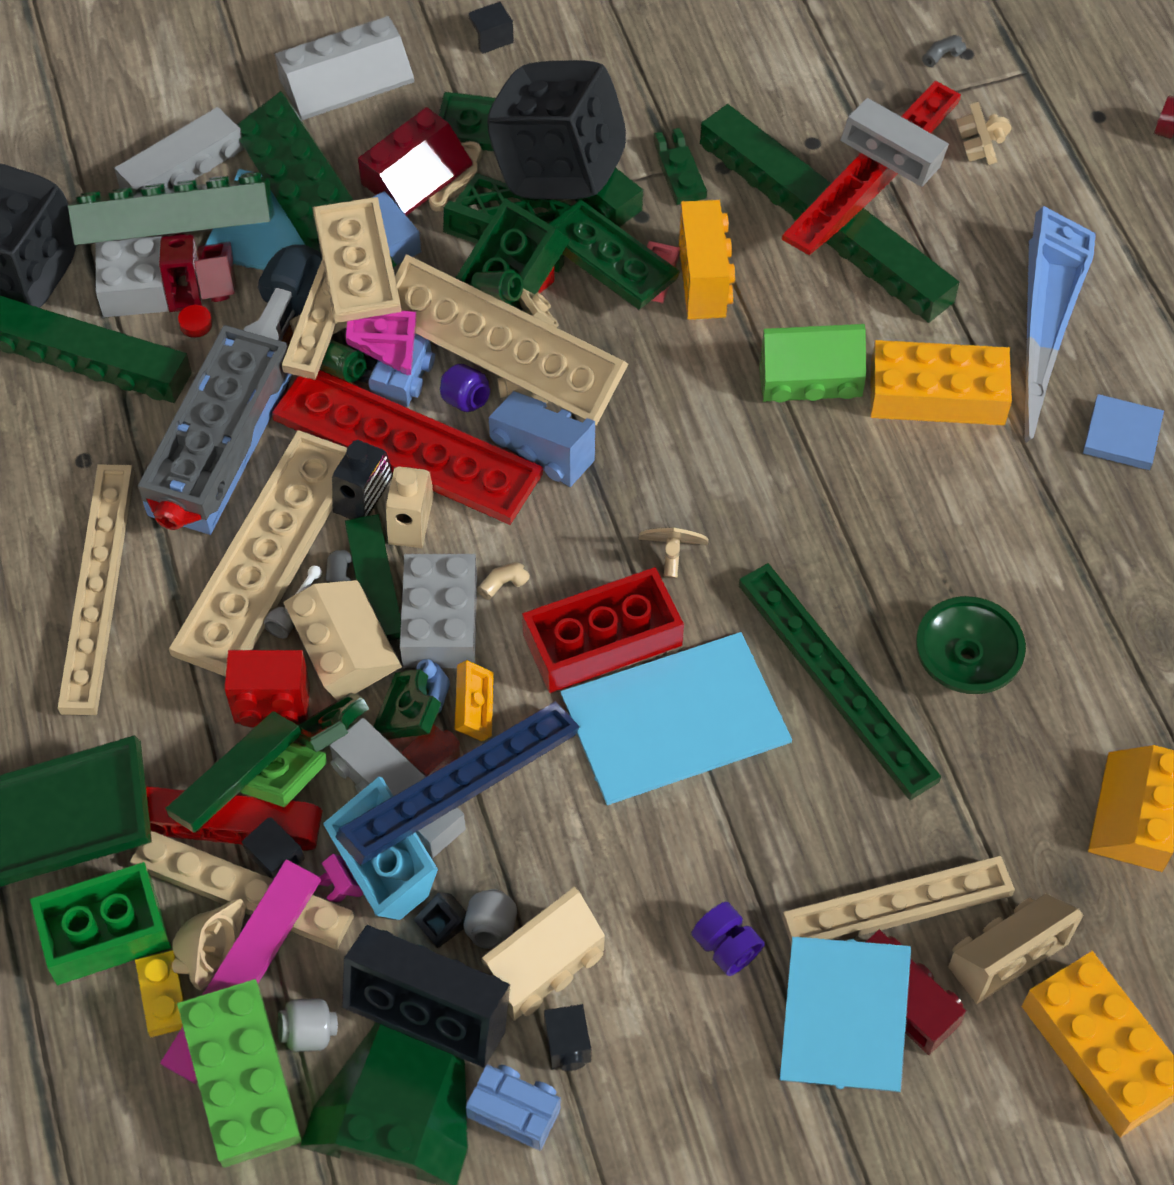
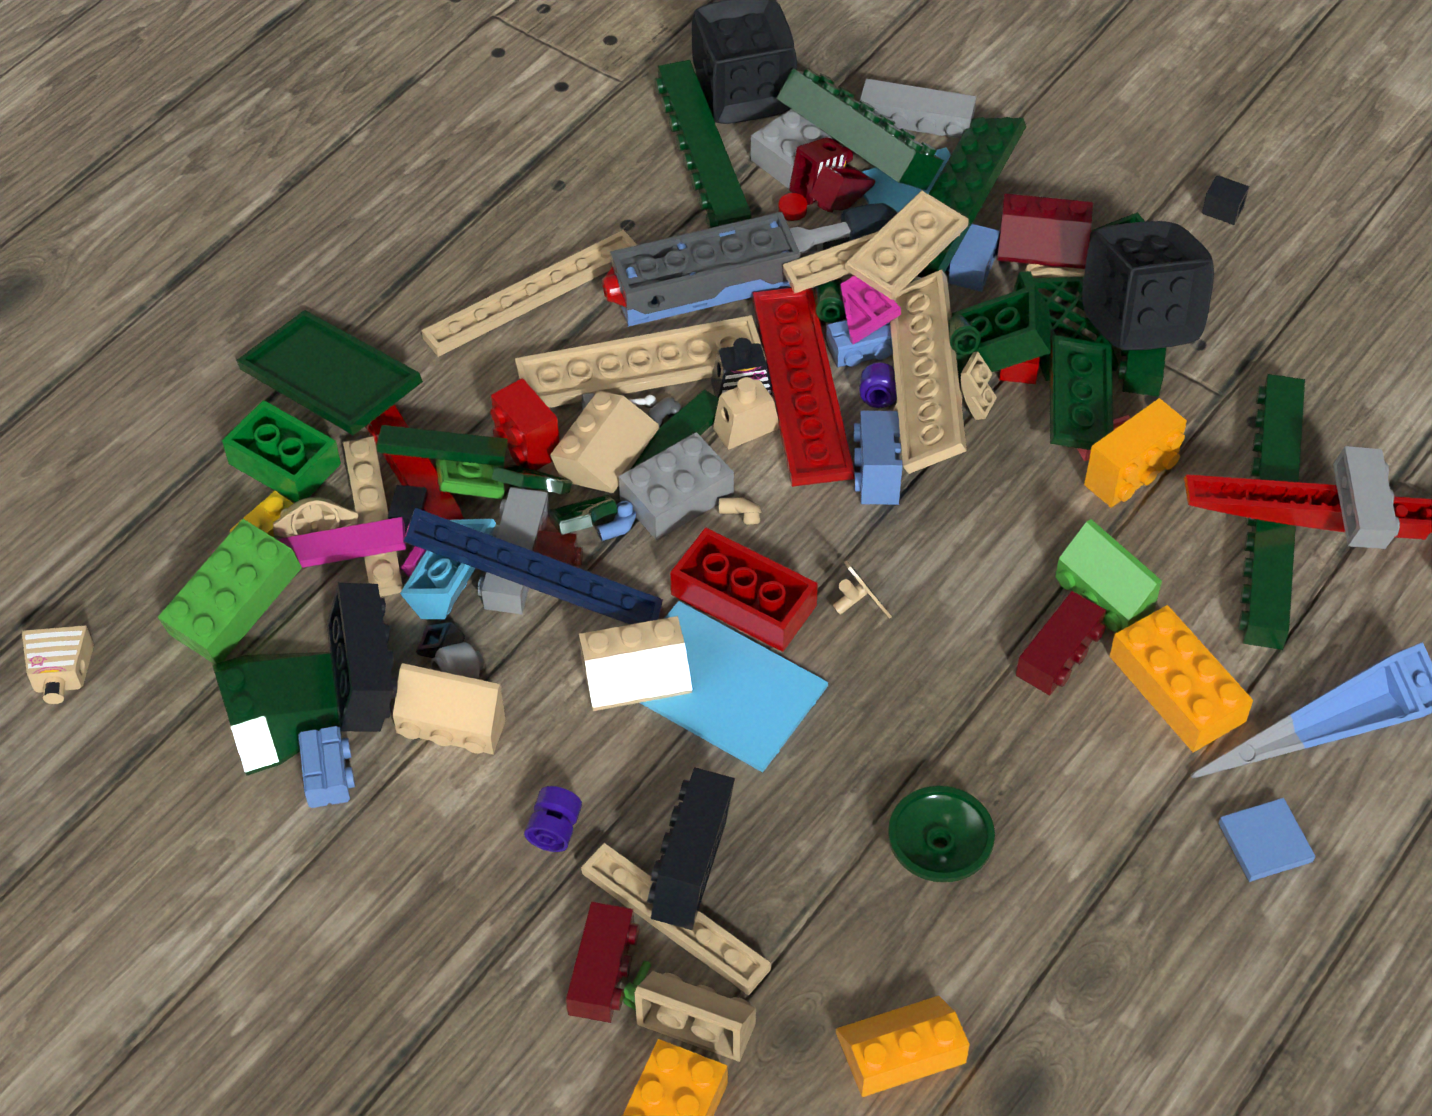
camera: 55 degrees right, 5 degrees down
(306, 1025) = (296, 610): light grey head -> none
(344, 68) = (1094, 143): light grey slope -> none
(474, 700) = (622, 551): light orange plate -> none
(567, 1037) = (401, 767): black brick -> none
(612, 767) = (635, 663): none -> slope
(679, 168) = (1220, 394): dark green hinge -> none
(840, 682) = (836, 770): dark green plate -> none
(841, 439) = (1061, 643): none -> dark red brick
(846, 1014) = (548, 929): medium azure piece -> none
(860, 840) = (690, 848): none -> black brick
(954, 983) = (630, 988): none -> bright green hand

